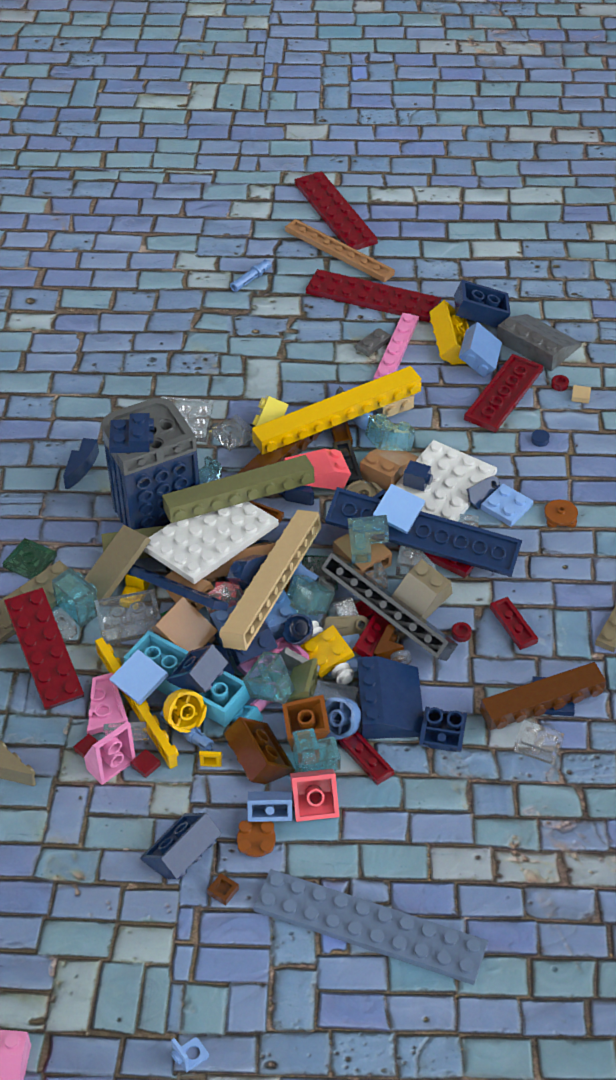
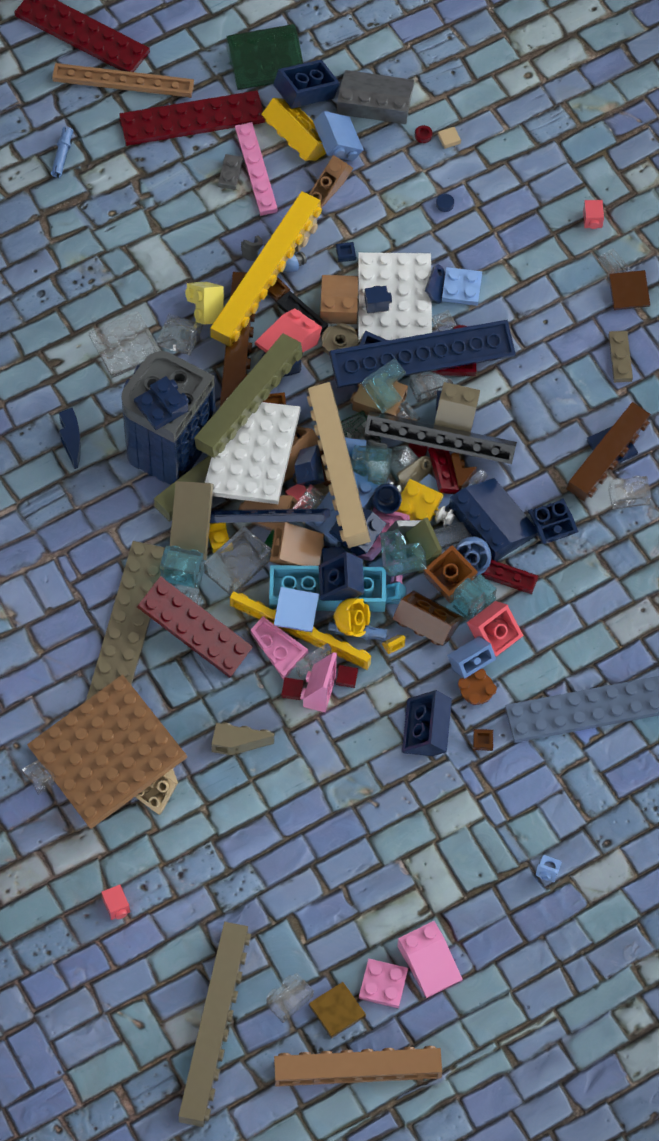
camera: 35 degrees left, 15 degrees up
(29, 559) = (104, 553): clear green tile -> none
(389, 435) = (321, 270): clear light blue brick -> none
(400, 508) = (394, 342): light blue tile -> none
(424, 436) = (345, 252): none -> dark blue tile
(450, 380) = (331, 180): none -> medium nougat slope
(455, 266) = (260, 54): none -> clear green slope
(461, 632) = (506, 427): dark red tile -> none
(503, 393) = (384, 170): dark red plate -> none
(513, 623) = (542, 397): dark red plate -> none
(561, 513) = (511, 272): dark orange piece -> none

